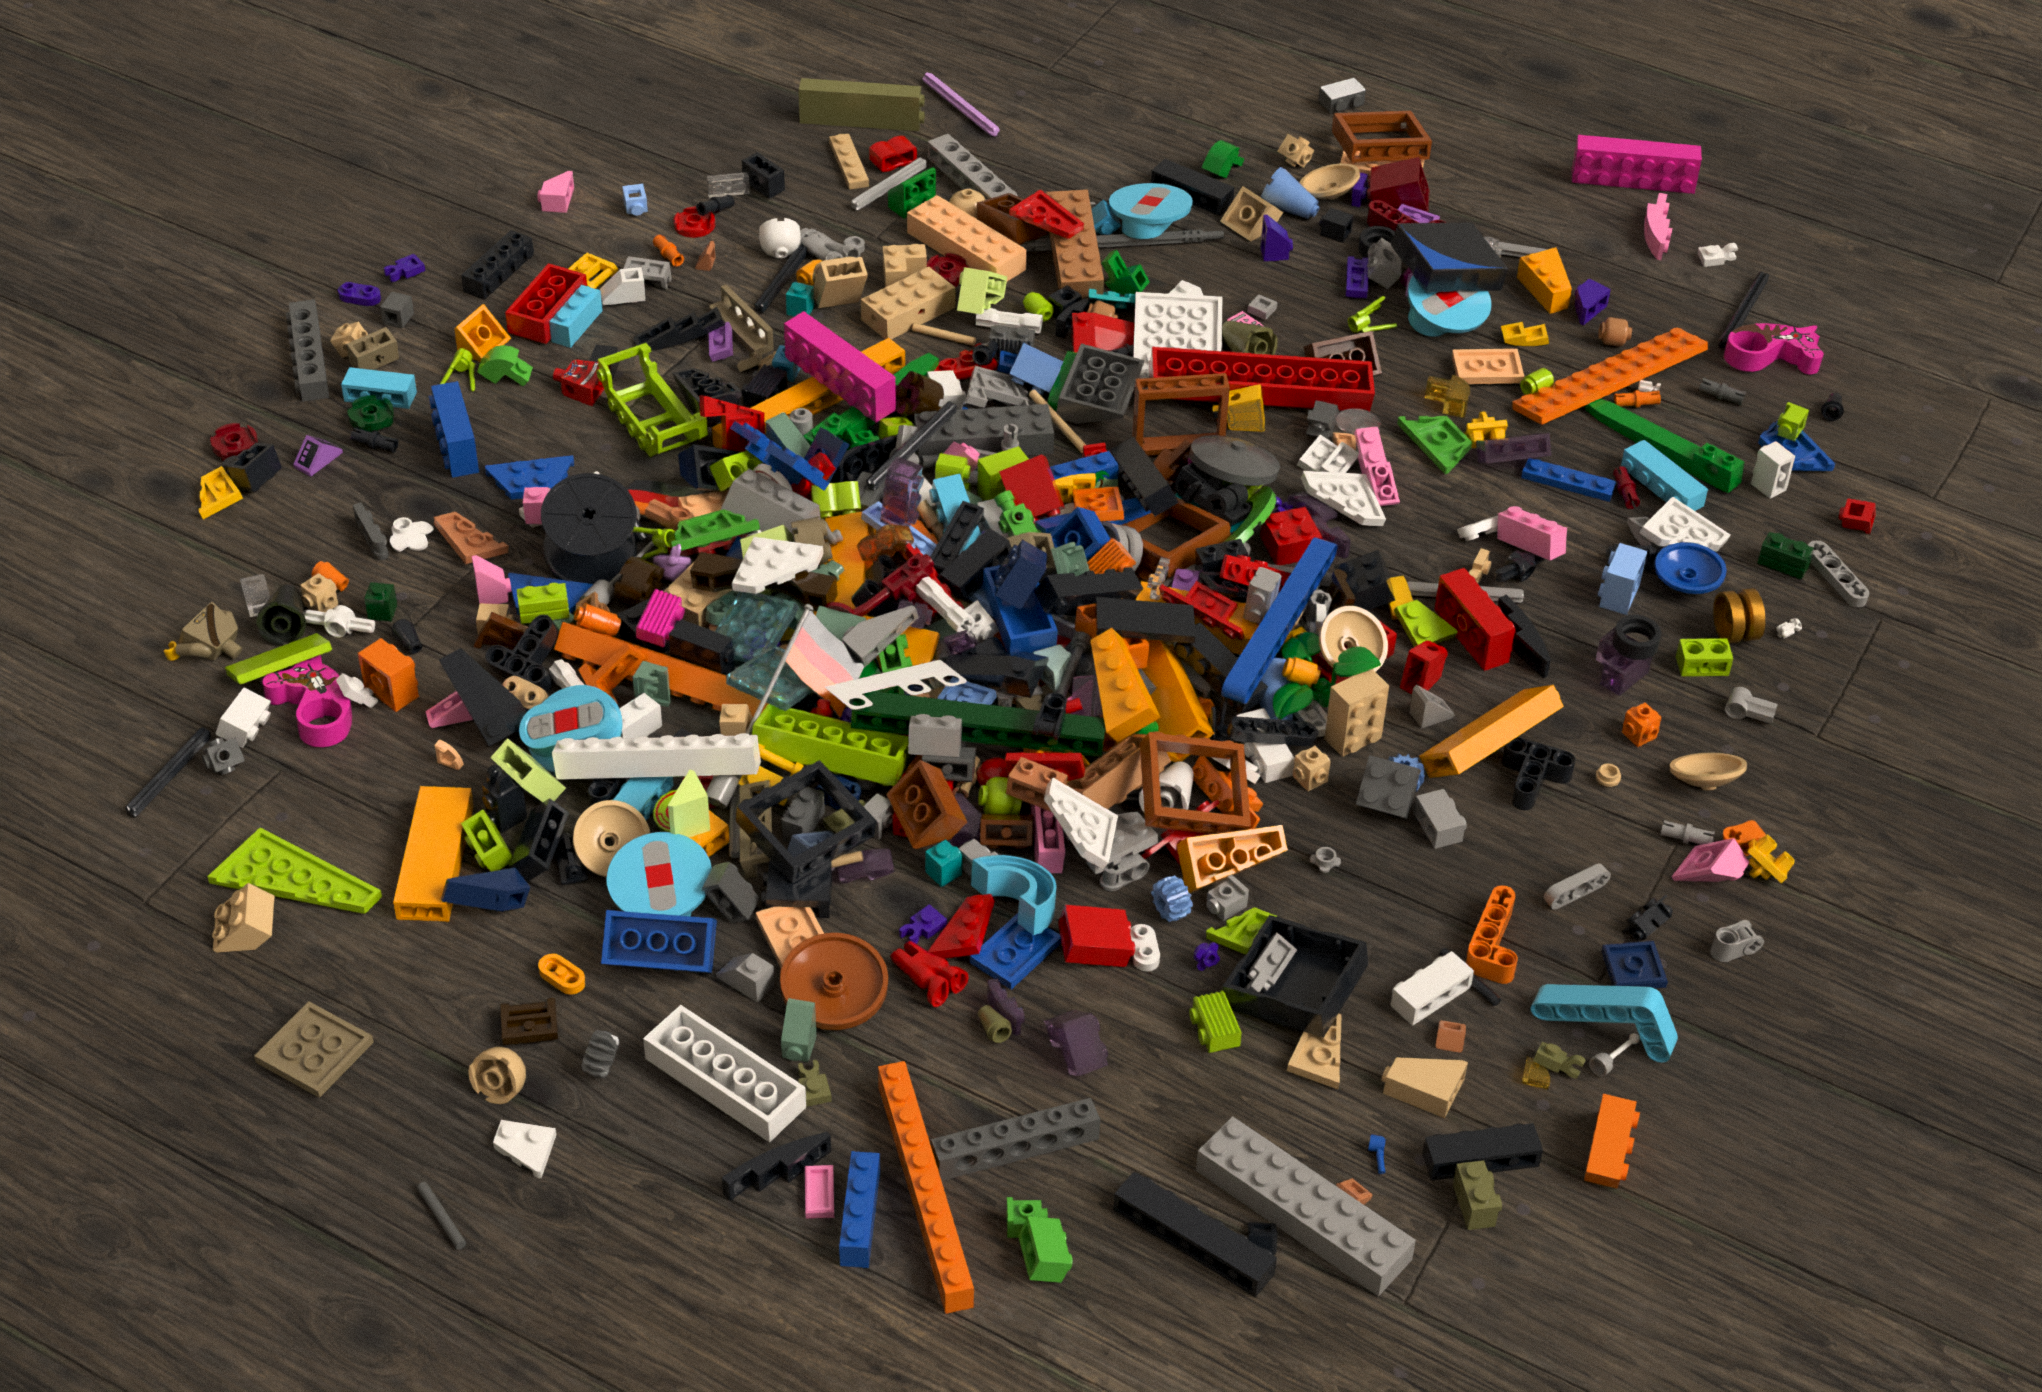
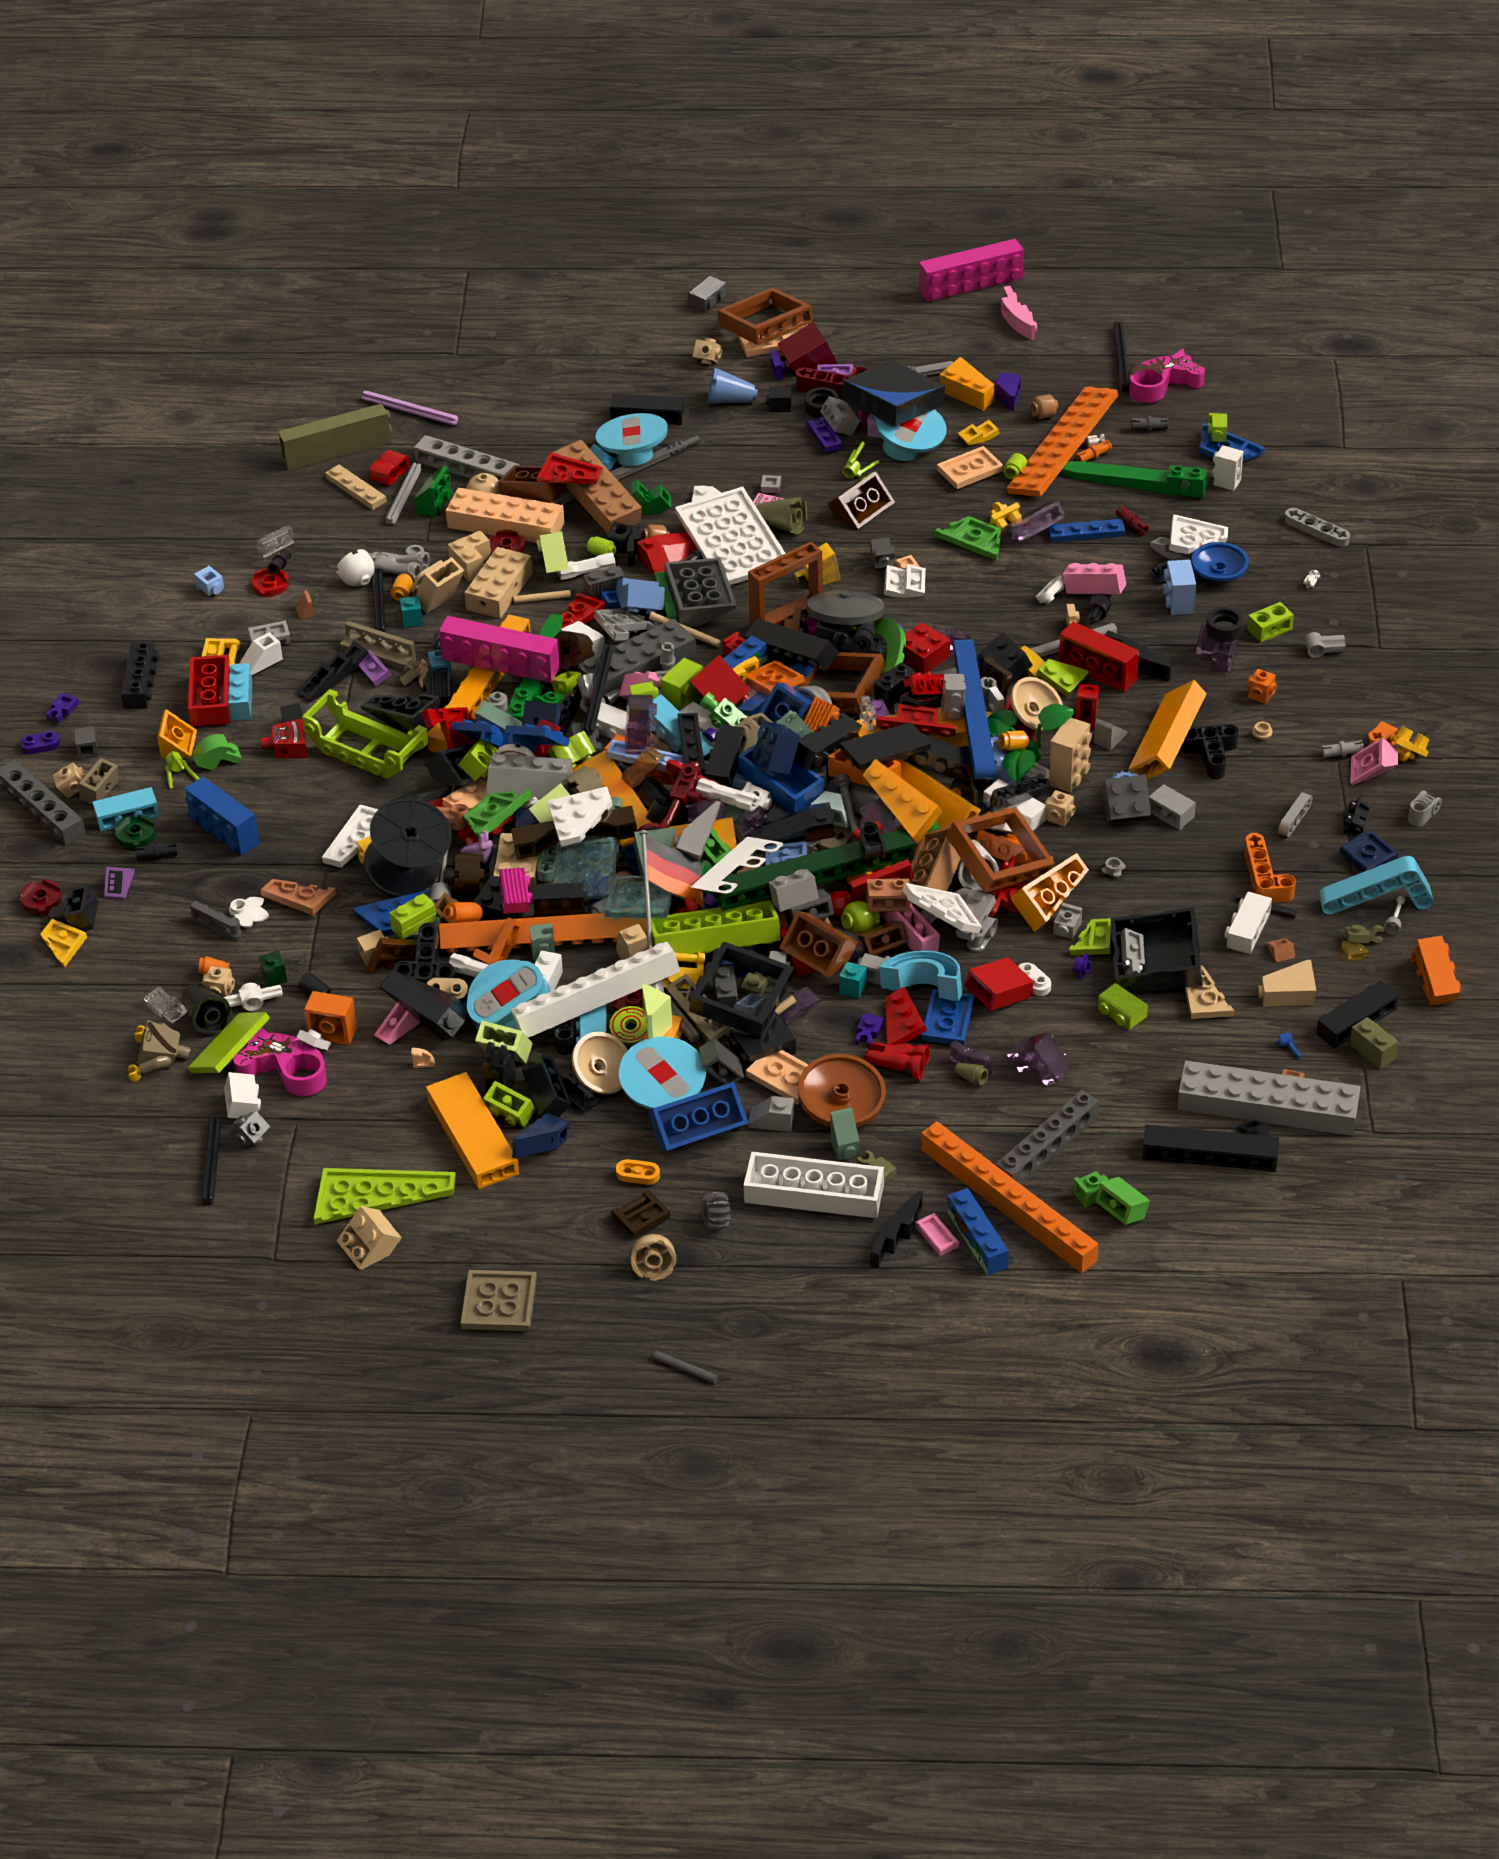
camera: 25 degrees left, 0 degrees up
(490, 582) = (348, 921): bright pink slope -> none
(525, 1144) = (706, 1295): white wing -> none
(527, 474) = (306, 830): blue wing -> none
(533, 502) = (340, 847): bright pink slope -> none
(557, 193) = (139, 600): bright pink slope -> none
(660, 537) = (462, 834): lime plant -> none
(668, 250) = (269, 612): orange pin -> none
(764, 175) = (304, 522): black brick -> none
(984, 353) = (593, 598): black cone -> none
(1113, 299) = (656, 519): teal wing -> none
(1171, 898) = (1032, 936): medium blue gear -> none
(1221, 158) = (655, 377): green brick -> none
(1247, 213) = (709, 415): tan slope -> none
(1274, 241) = (744, 429): dark purple slope -> none
(1283, 379) = (841, 530): red brick -> none
(1313, 505) = (912, 619): slope -> none
(1331, 180) = (753, 364): tan dish -> none
(1346, 493) = (941, 602): white plate -> none
(1353, 419) = (908, 545): clear dish -> none
(1374, 465) = (945, 576): bright pink slope -> none
(1452, 392) = (961, 496): clear yellow brick -> none
(1663, 475) = (1153, 501): medium azure brick -> none
(1708, 769) = (1328, 698): tan dish -> none
(1715, 255) = (1072, 322): white plate -> none
(1739, 615) = (1277, 582): pearl gold wheel -> none
(1785, 555) = (1276, 527): dark green brick -> none
(1833, 407) = (1234, 406): black cone -> none
(1858, 515) = (1305, 479): red brick -> none

